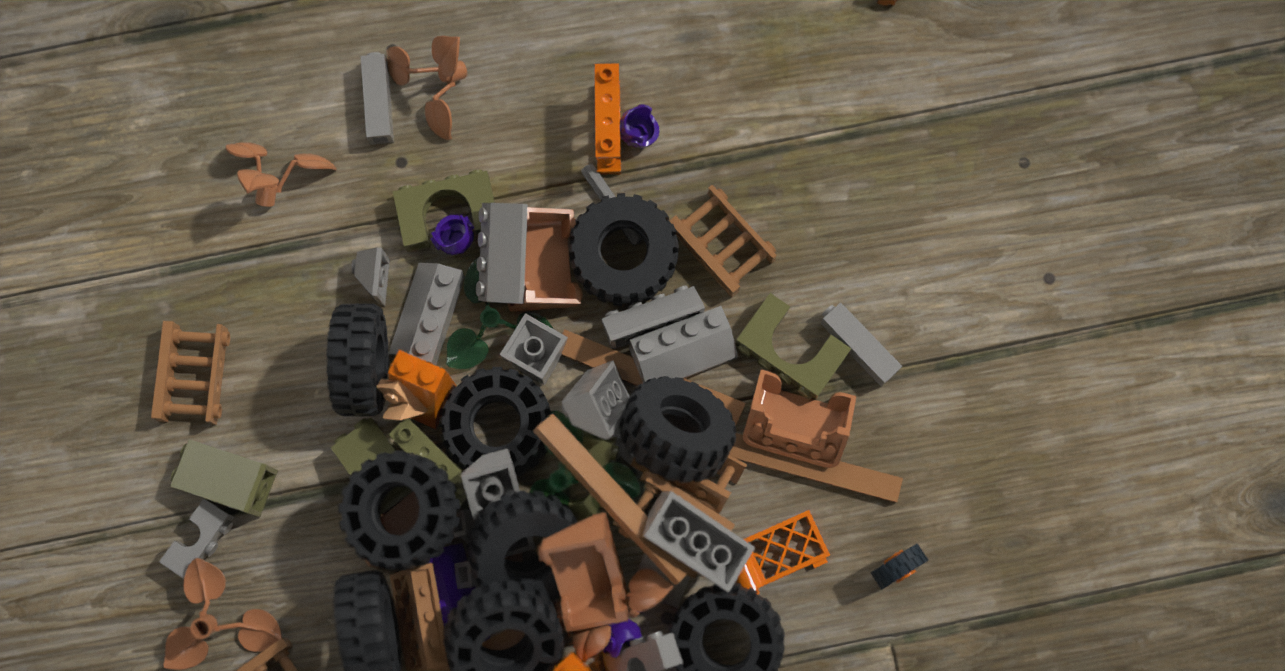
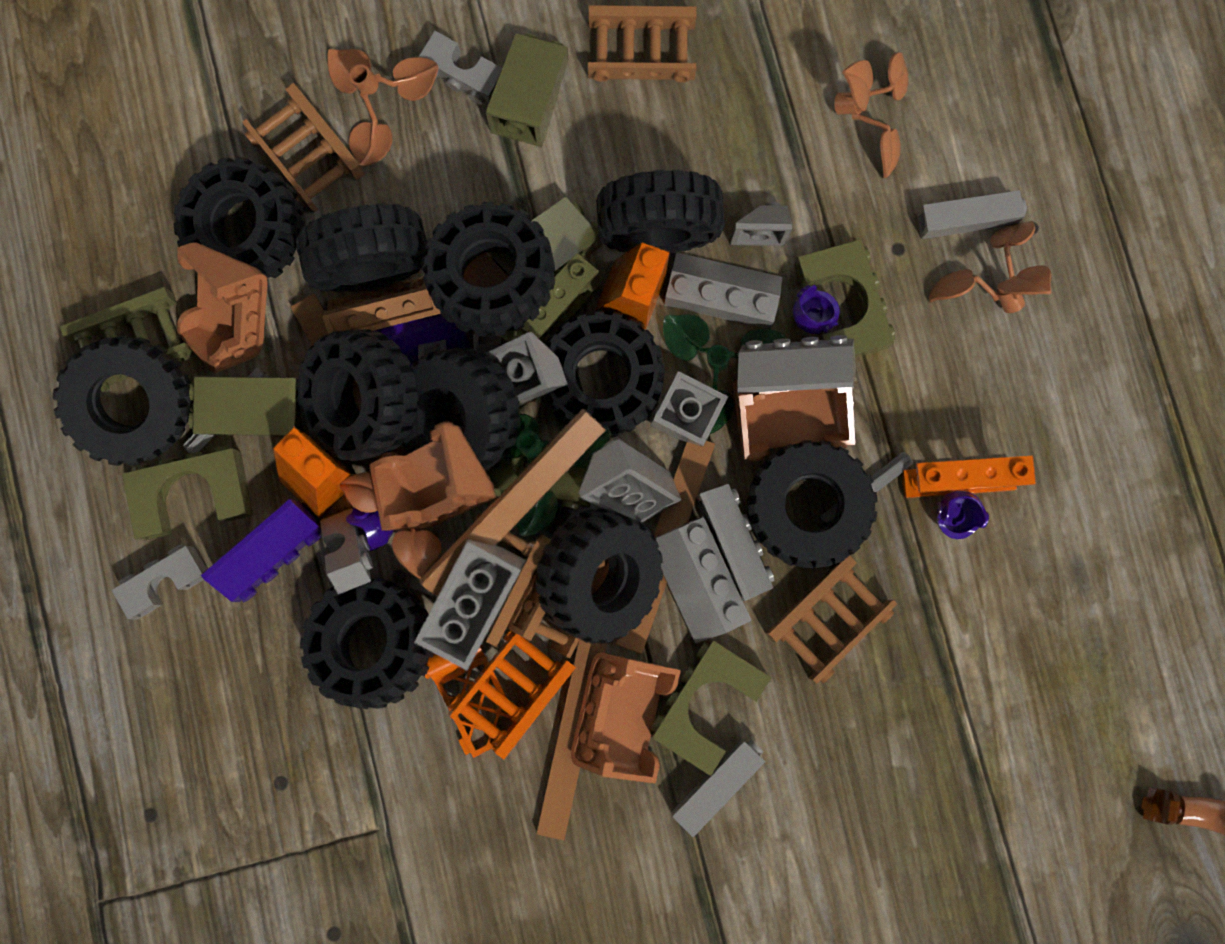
camera: 85 degrees right, 5 degrees up
(402, 401) = (612, 265): light nougat slope -> none
(796, 508) = (521, 717): none -> orange fence
(899, 566) = (459, 839): black wheel -> none

